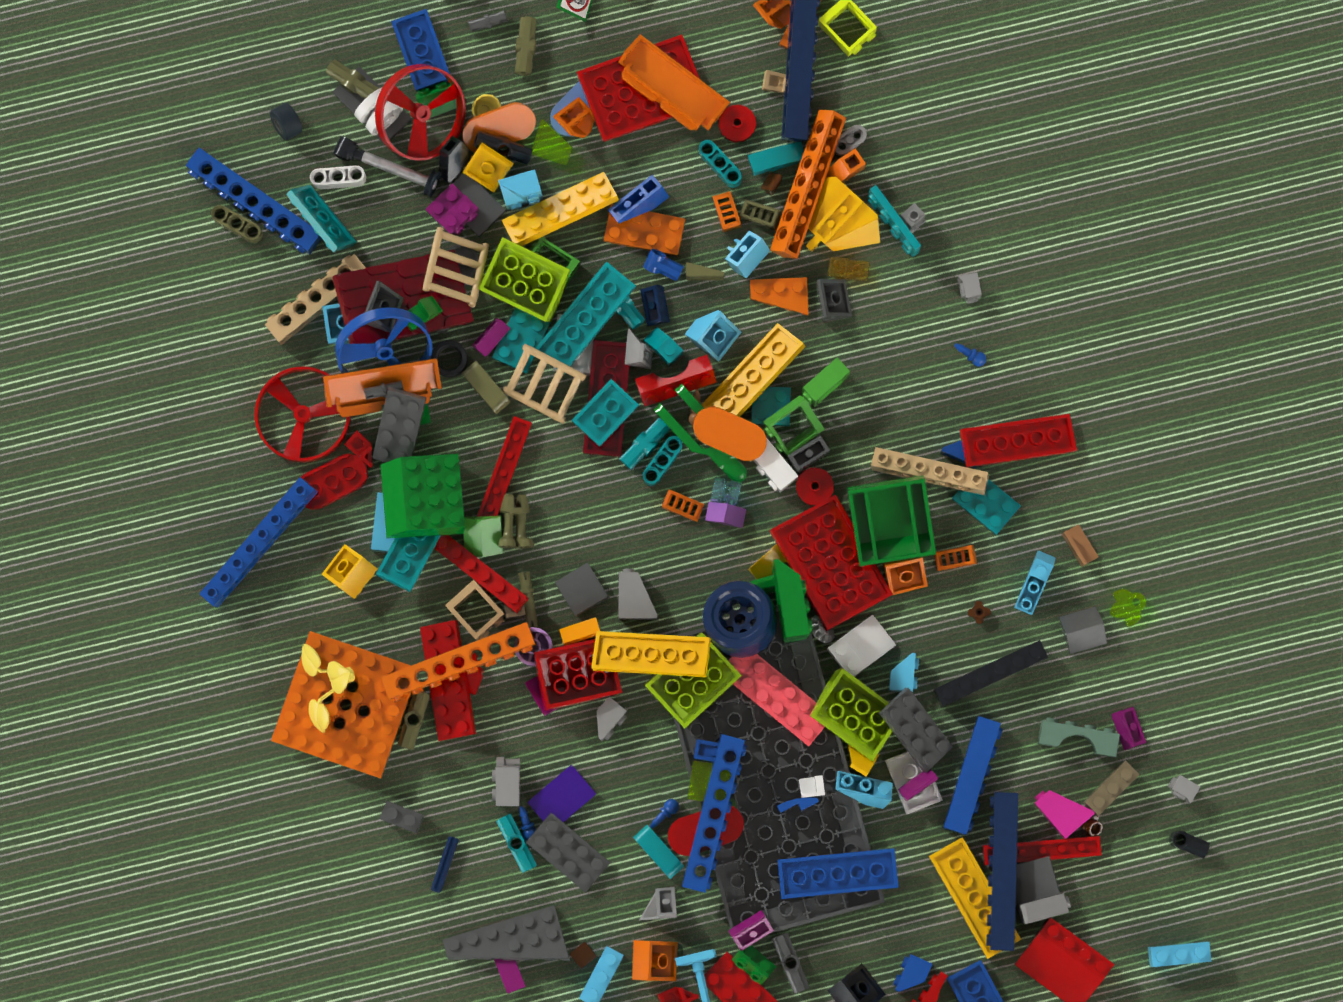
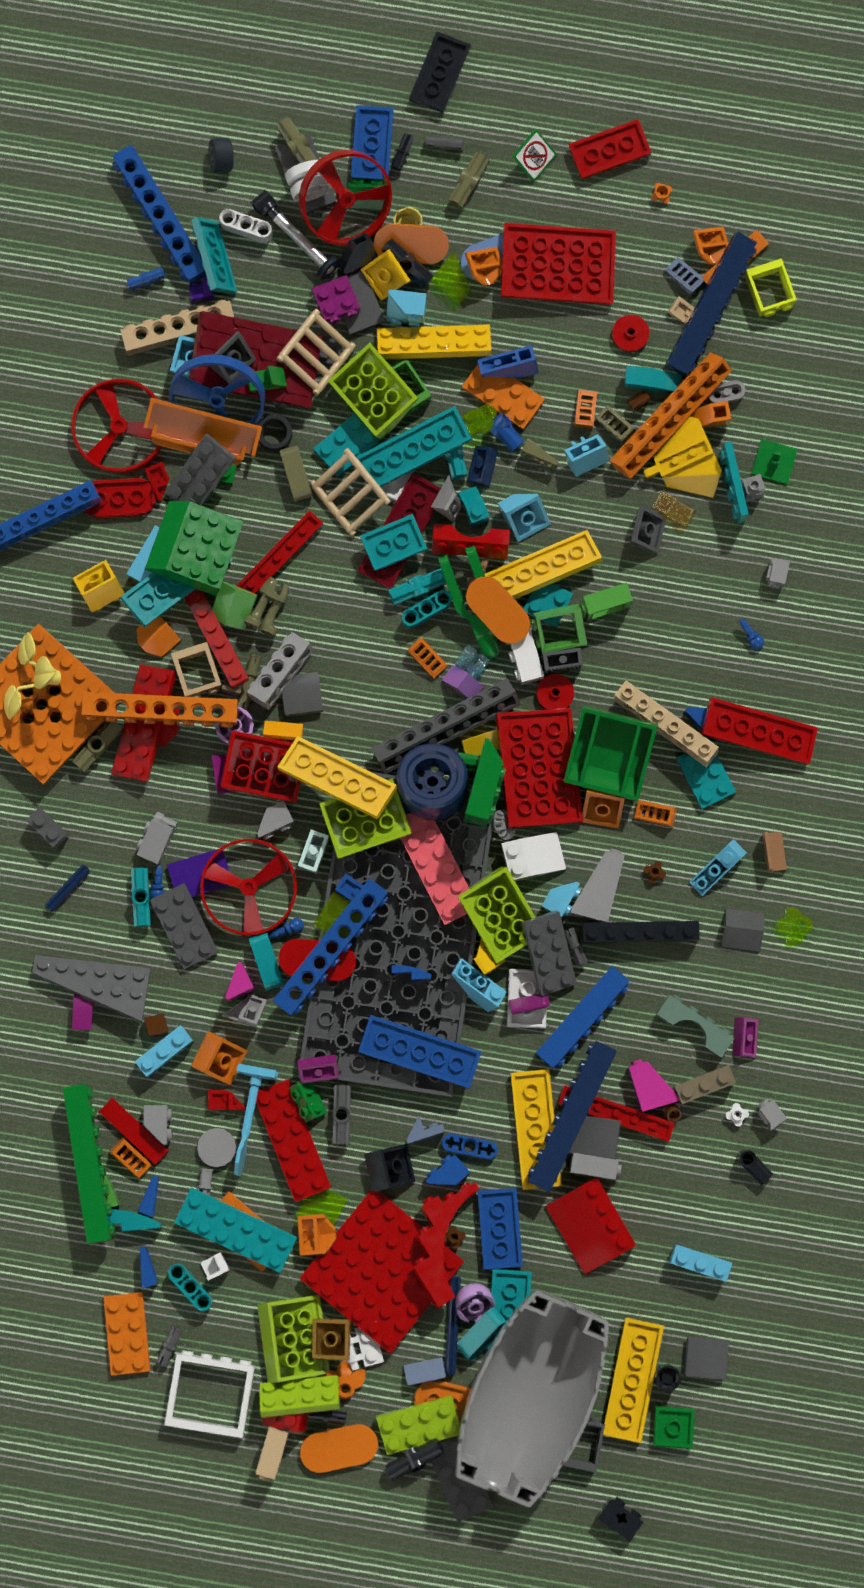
camera: 15 degrees right, 0 degrees up
(228, 220) = (131, 221): olive beam -> none
(267, 266) = (146, 278): none -> blue pin
(323, 257) = (201, 292): none -> dark purple panel
(381, 390) = (196, 433): dark grey pin -> none
(425, 596) = (157, 638): none -> orange slope
(452, 46) = (402, 152): none -> black axle
(490, 336) = (320, 429): magenta slope -> none
(551, 606) = (279, 680): none -> light grey brick
(612, 790) = (248, 886): none -> red piece
(633, 598) = (345, 722): light grey slope -> none
(634, 263) = (480, 419): none -> clear neon green plate
(644, 883) = (240, 983): none -> dark pink slope
(657, 731) = (313, 851): none -> light aqua brick
(671, 85) = (585, 272): orange slope -> none
(723, 172) = (598, 371): teal beam -> none
(728, 559) = (448, 724): none -> dark grey brick
(767, 57) = (679, 280): none -> sand blue slope
(781, 292) = (603, 504): orange wing -> none
(812, 787) = (431, 963): white panel -> none
(869, 949) = (419, 1134): none -> sand blue slope
(921, 184) = (774, 461): none -> green piece
(933, 932) = (463, 1151): none -> blue beam
(936, 652) = (599, 892): none -> light grey slope
(937, 714) = (575, 947): none -> dark grey axle
(1147, 803) = (737, 1109): none -> white plate

